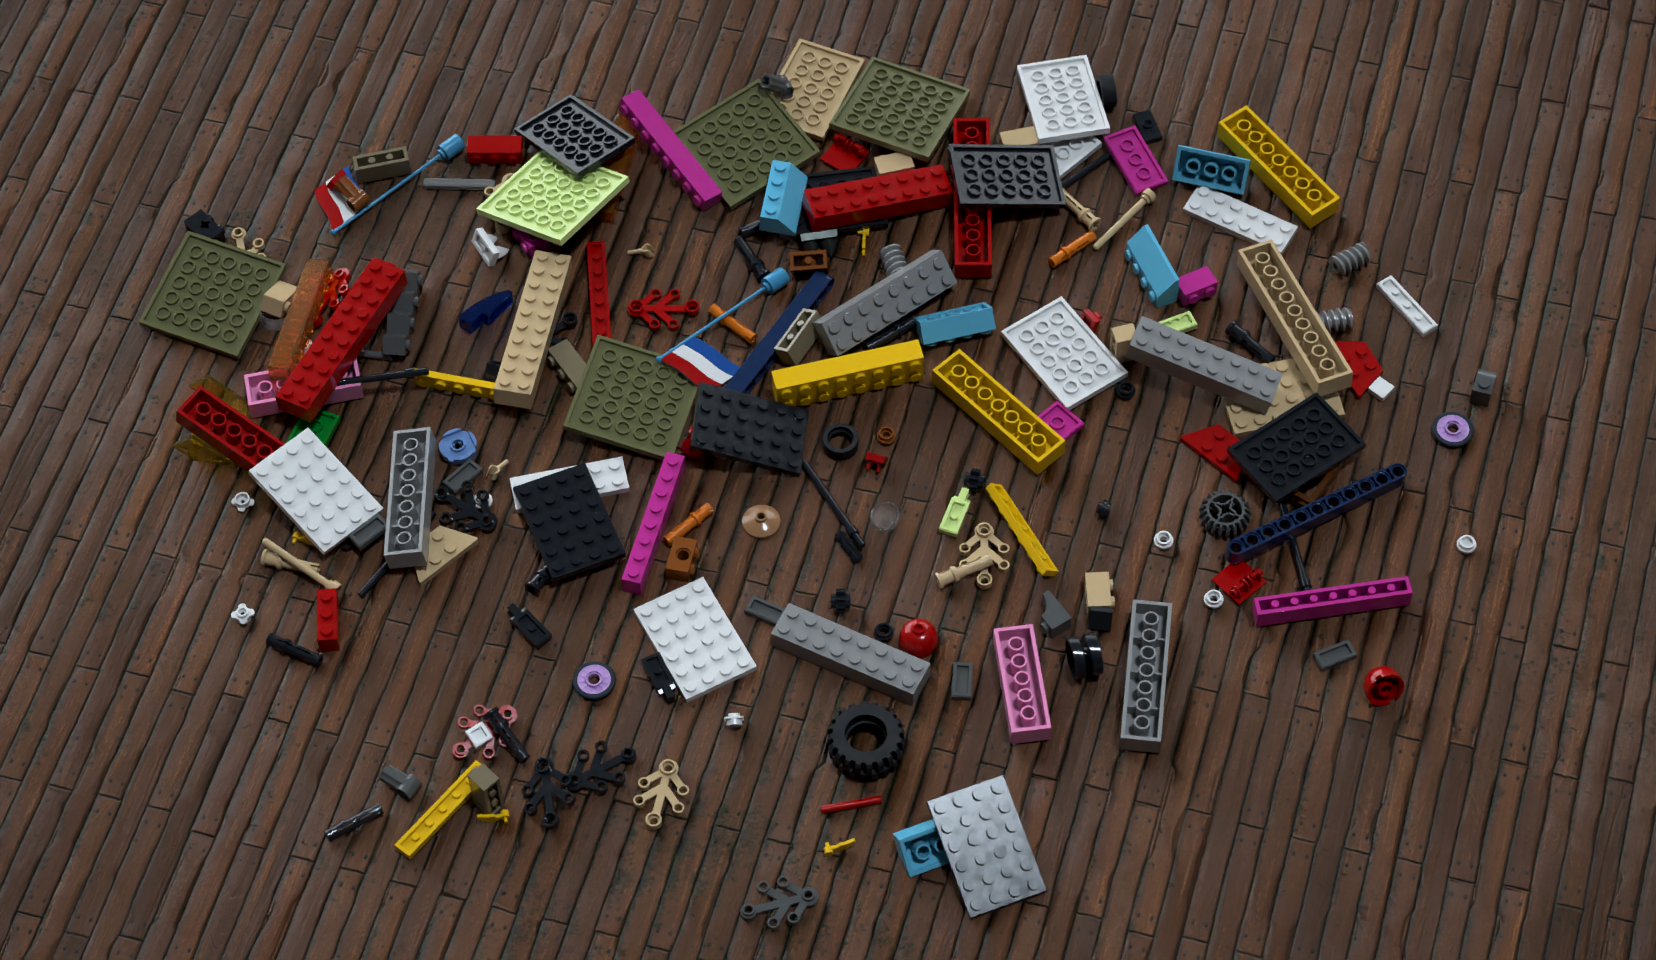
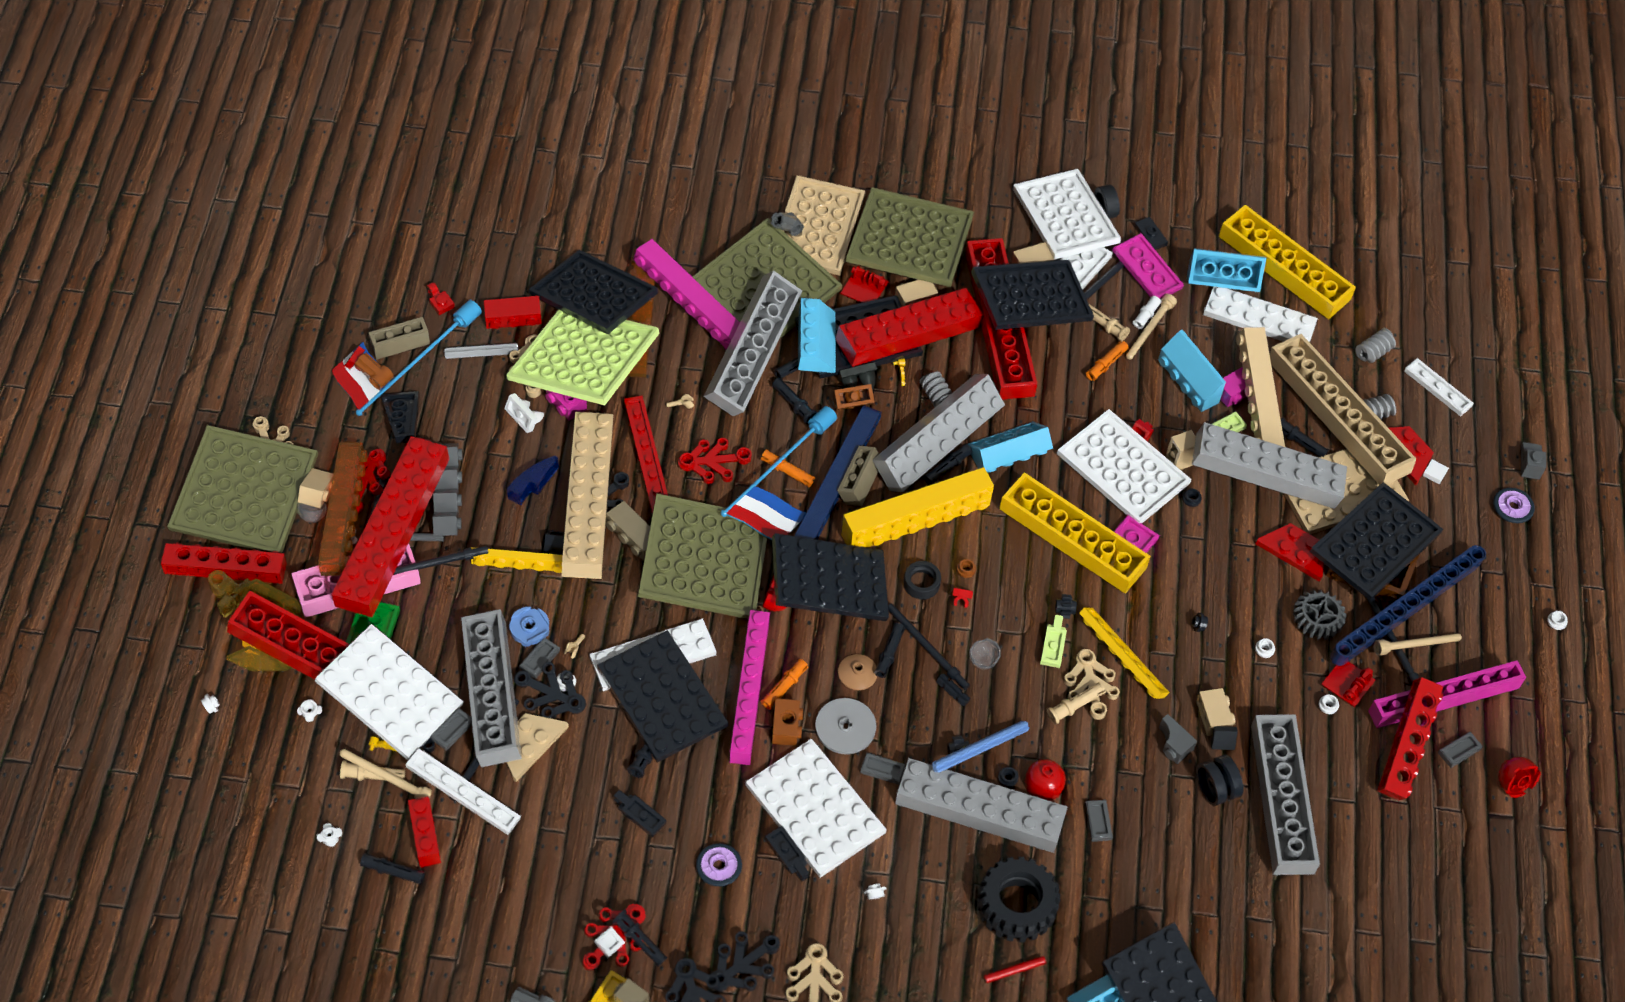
camera: 15 degrees left, 0 degrees up
(154, 486) = (210, 703): none -> white plate
(171, 358) = (195, 566): none -> red brick
(180, 383) = (227, 603): none -> clear yellow tile
(204, 225) = (223, 417): black brick -> none
(369, 588) = (463, 791): none -> white plate
(372, 237) = (402, 414): none -> black wing
(427, 133) = (440, 301): none -> red plate
(719, 200) = (753, 343): none -> light grey brick
(728, 559) = (860, 726): none -> light grey piece
(793, 506) = (886, 657): none -> black pin
(859, 600) = (980, 746): none -> medium blue axle
(1022, 684) = (1163, 817): bright pink brick -> none
(1123, 205) = (1146, 312): none -> white pin
(1215, 287) = (1260, 385): none -> tan brick
(1280, 550) = (1383, 647): none -> tan piece
(1300, 591) = (1408, 726): none -> red brick

